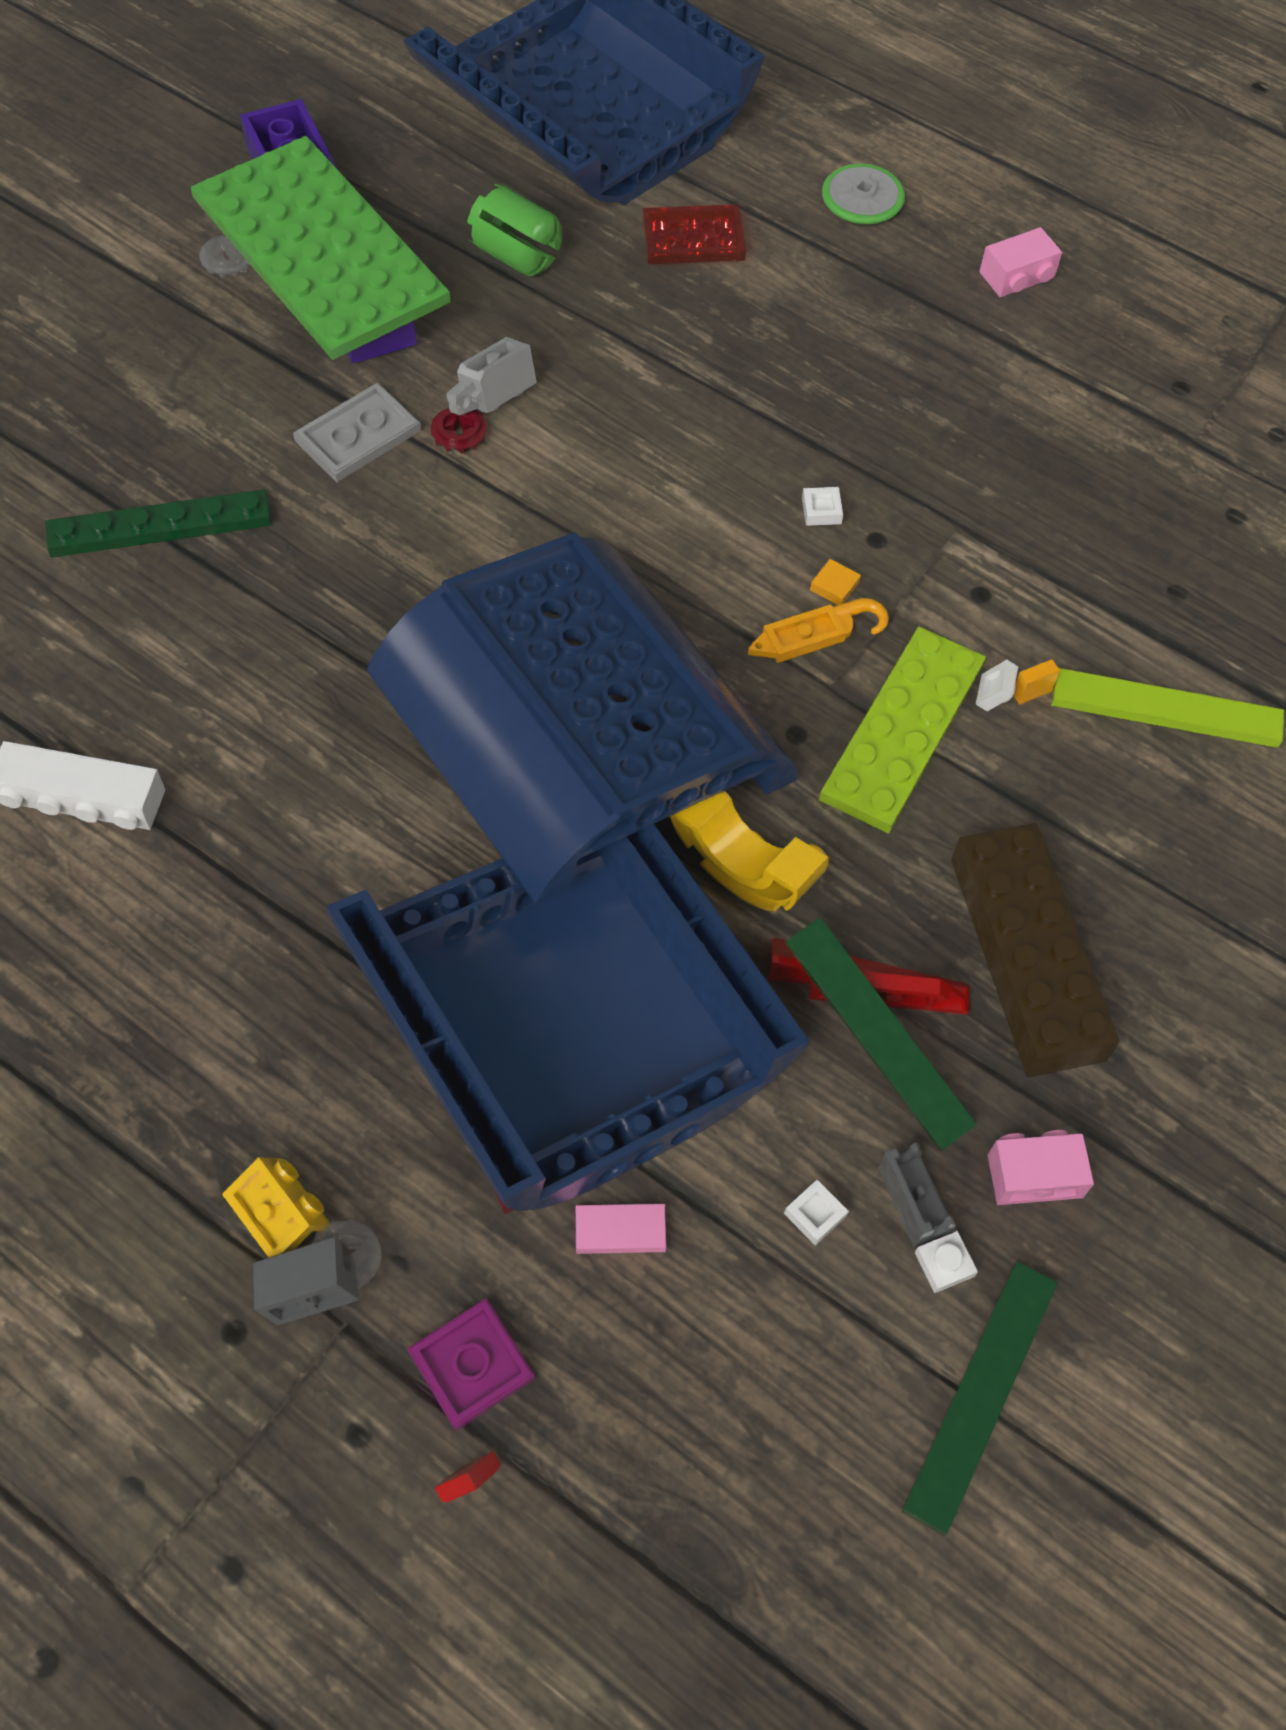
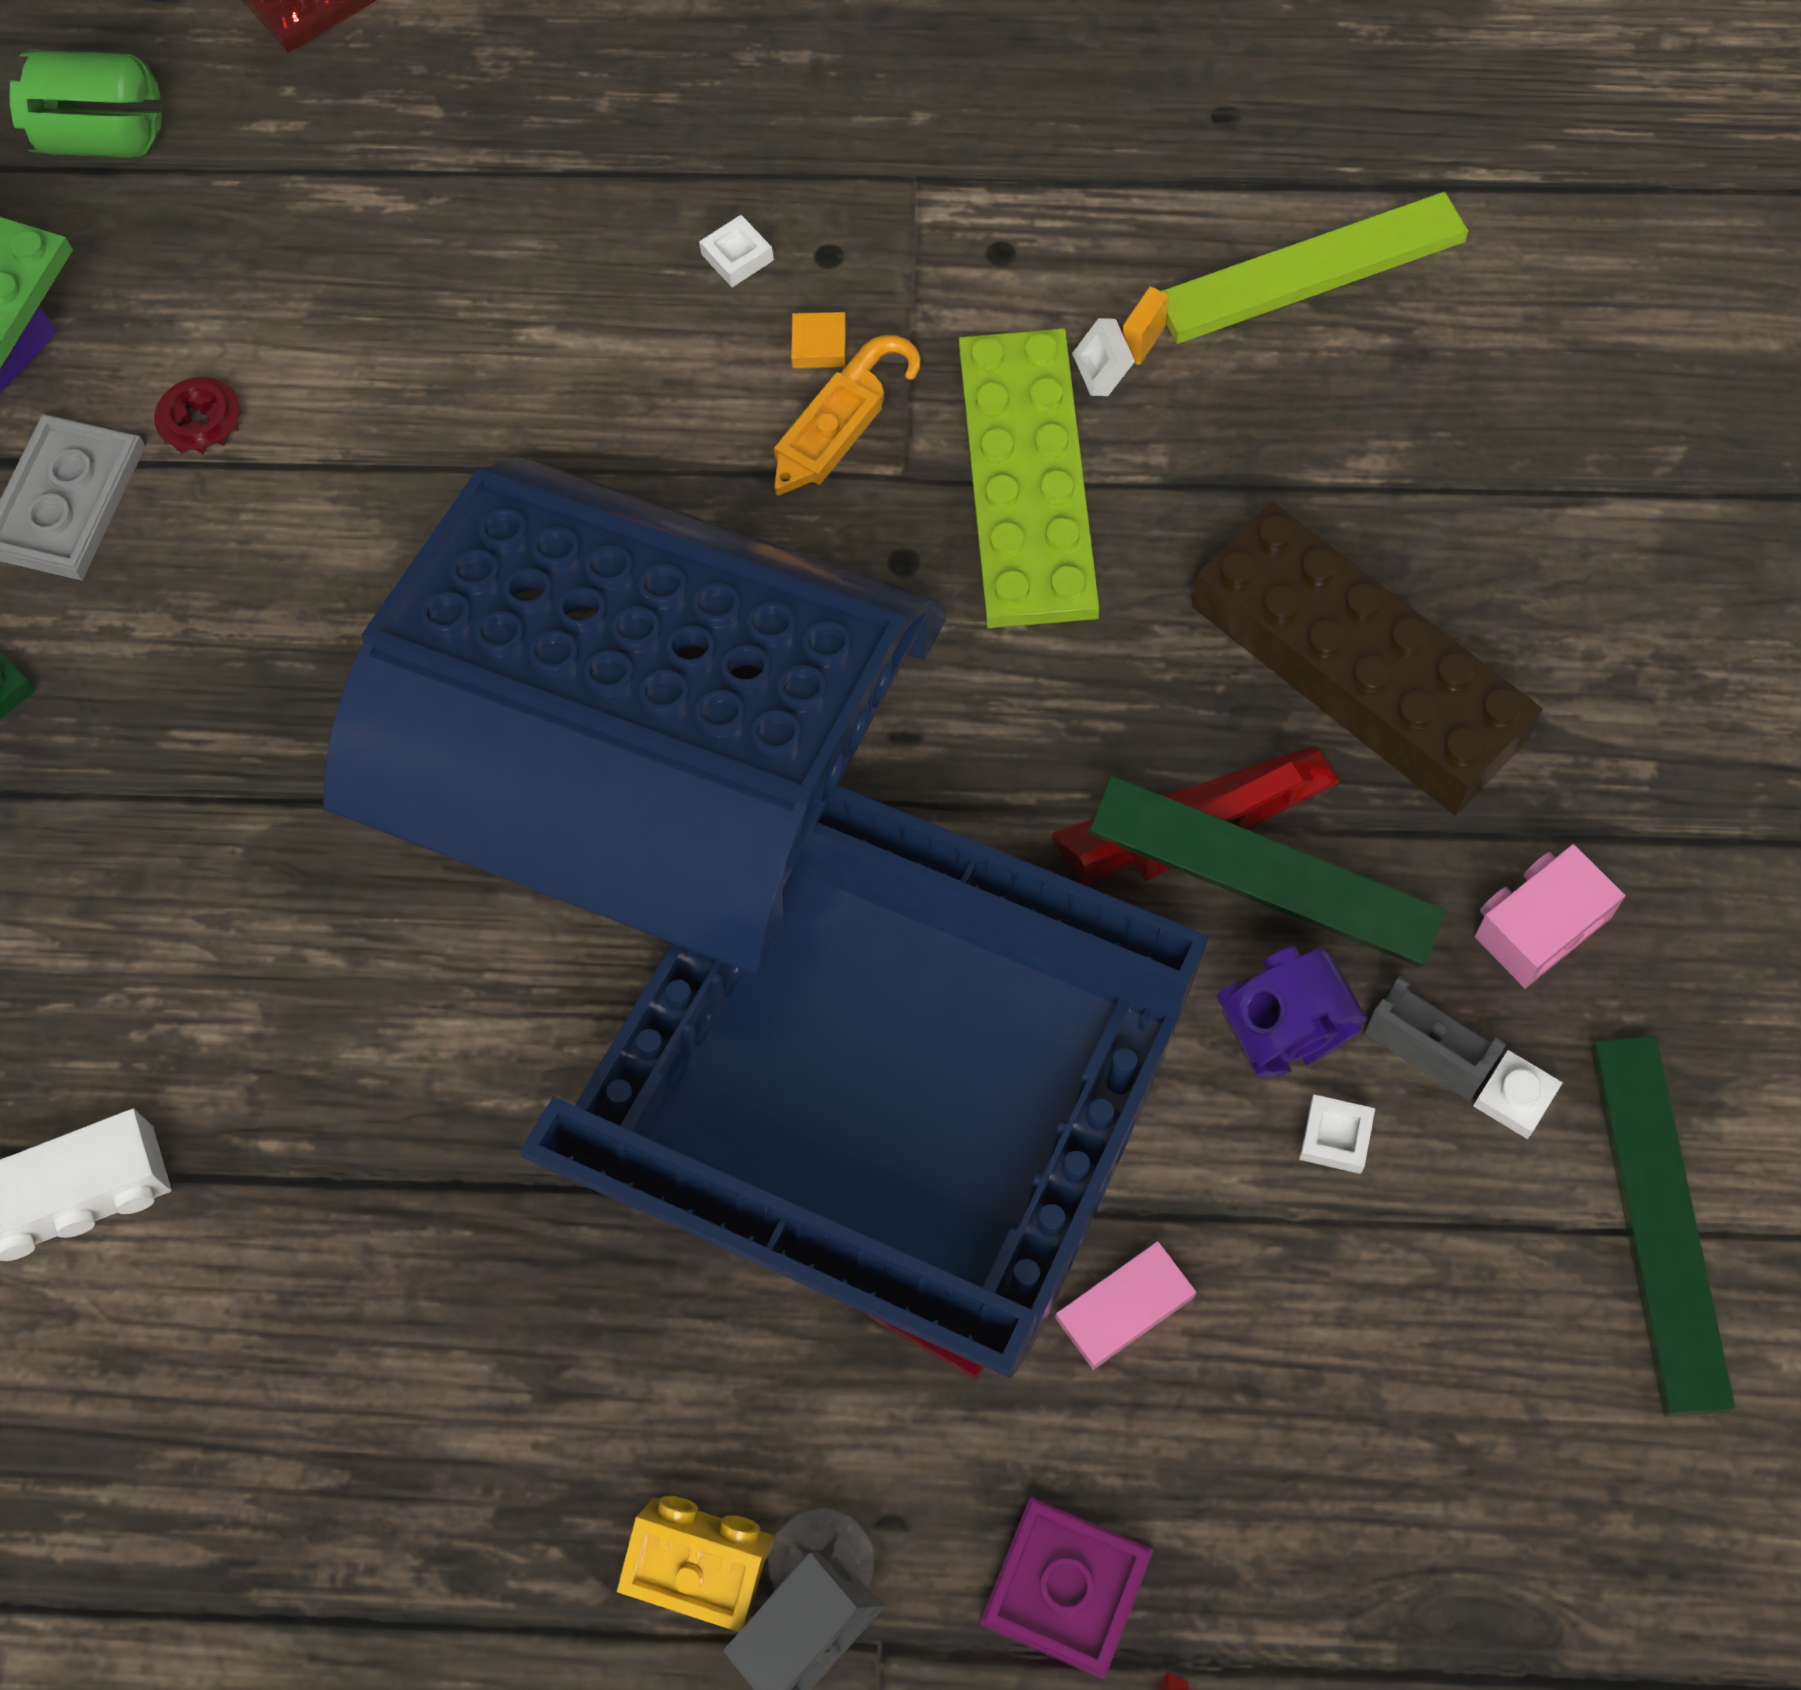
camera: 25 degrees left, 5 degrees up
(492, 377) = (198, 320): light grey hinge -> none
(743, 860) = (971, 762): yellow brick -> none
(835, 1121) = (1291, 1011): none -> dark purple brick

